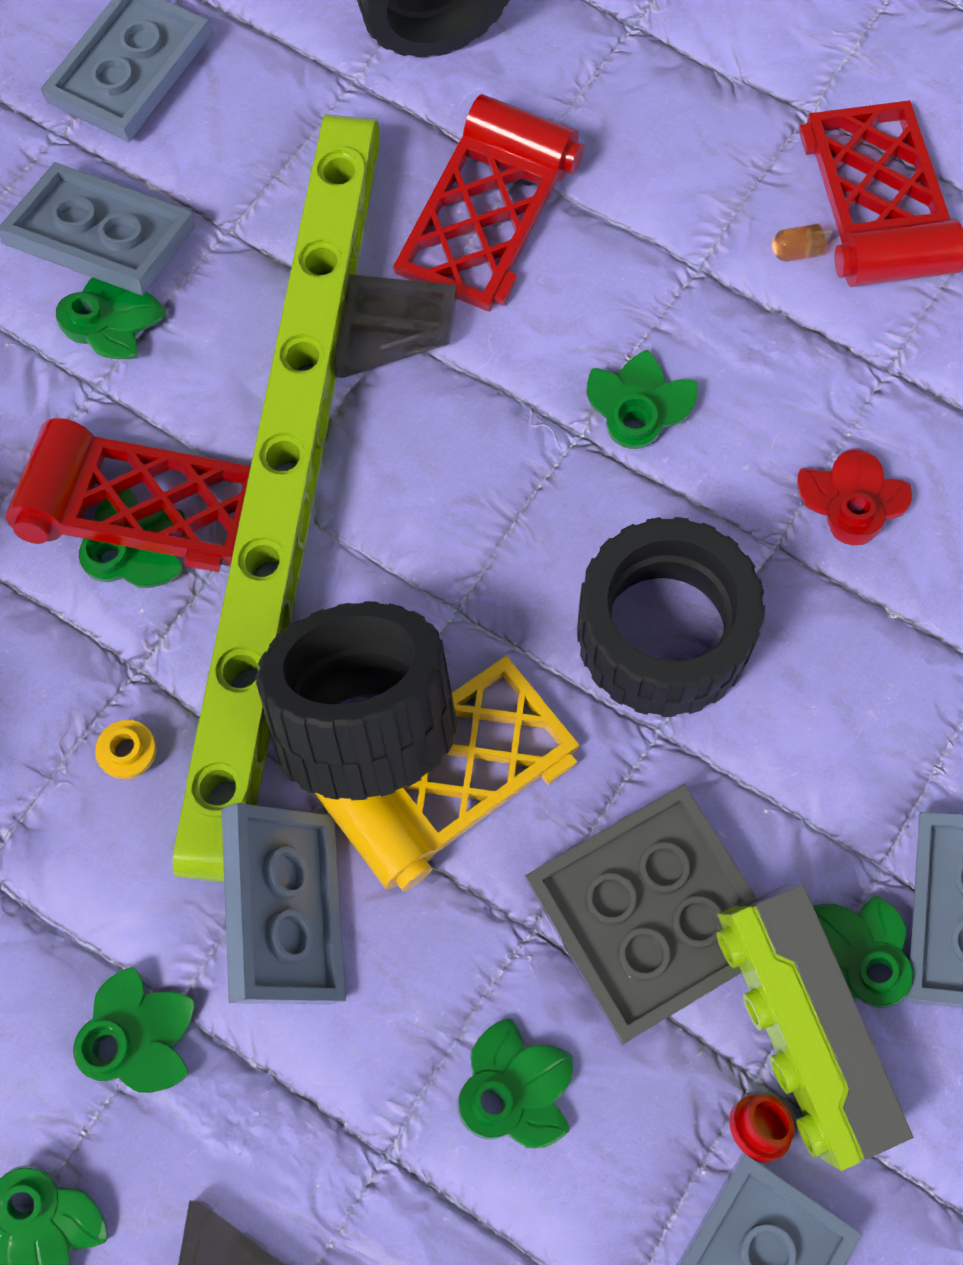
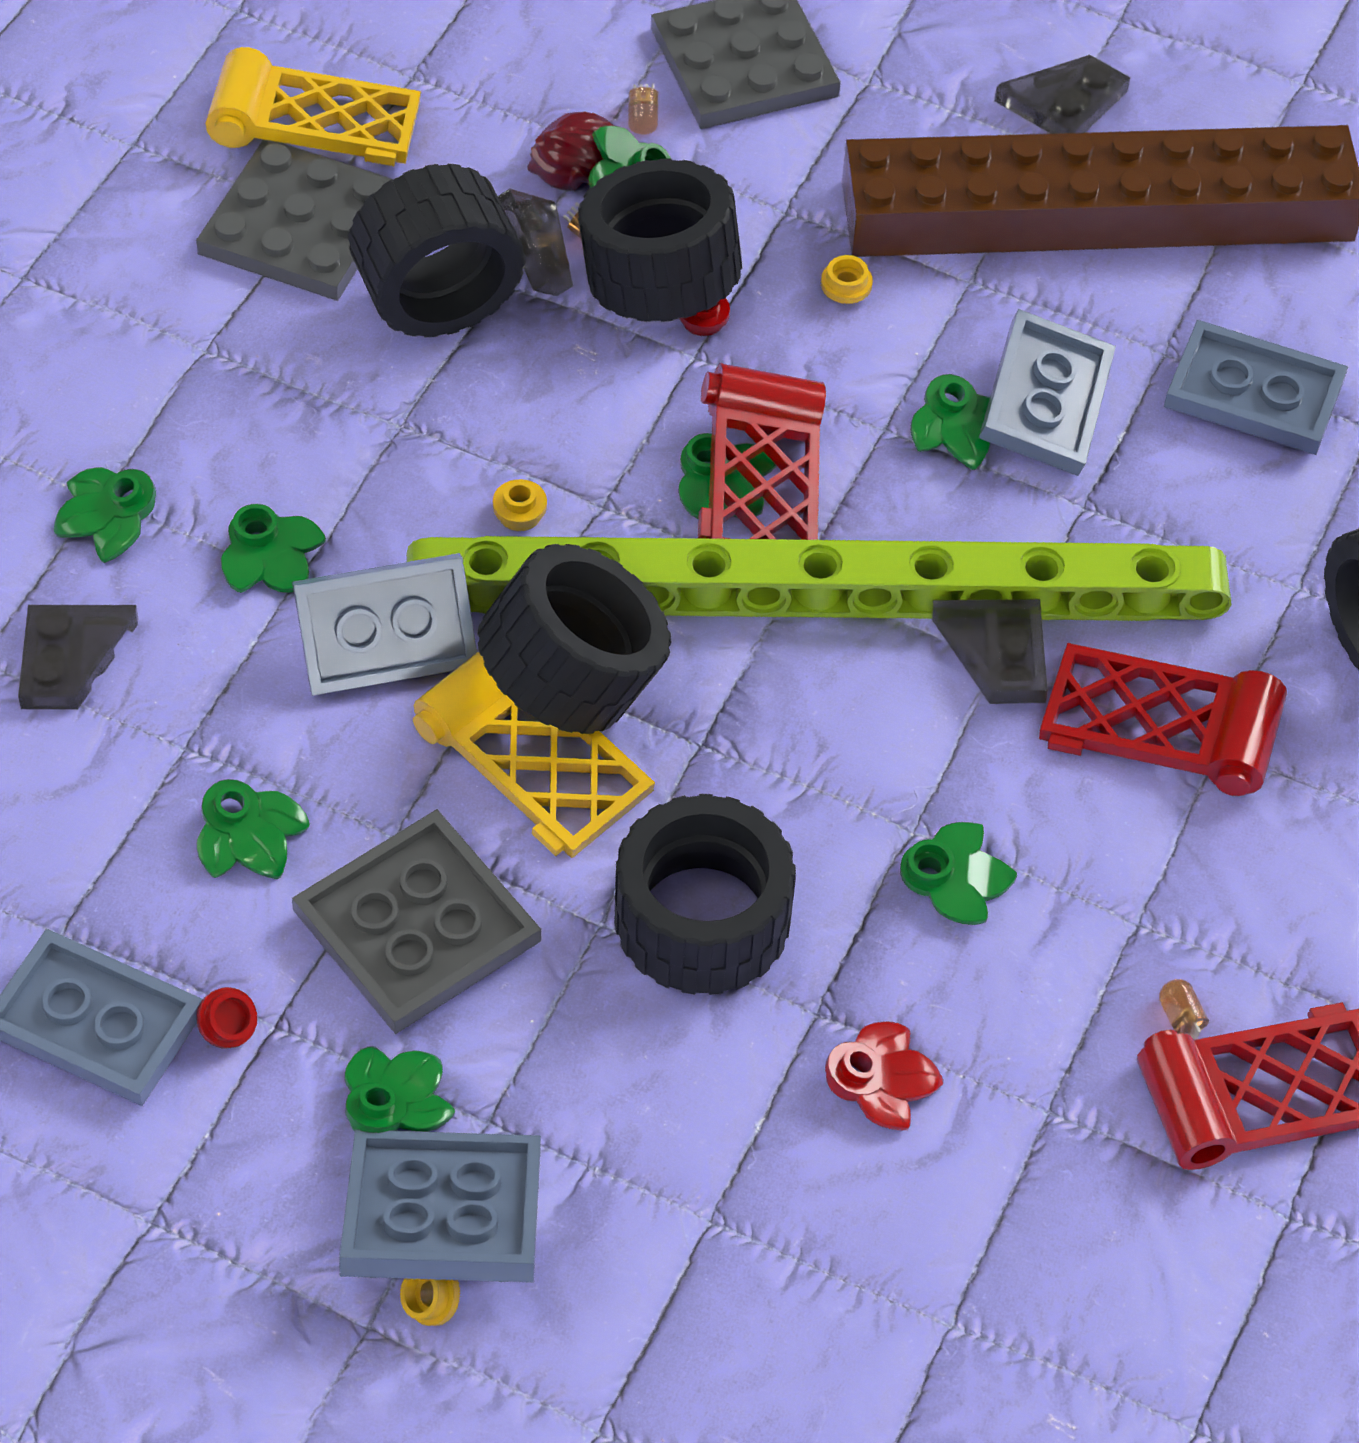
camera: 75 degrees right, 15 degrees down
(813, 1027) = (320, 1034): piece -> none

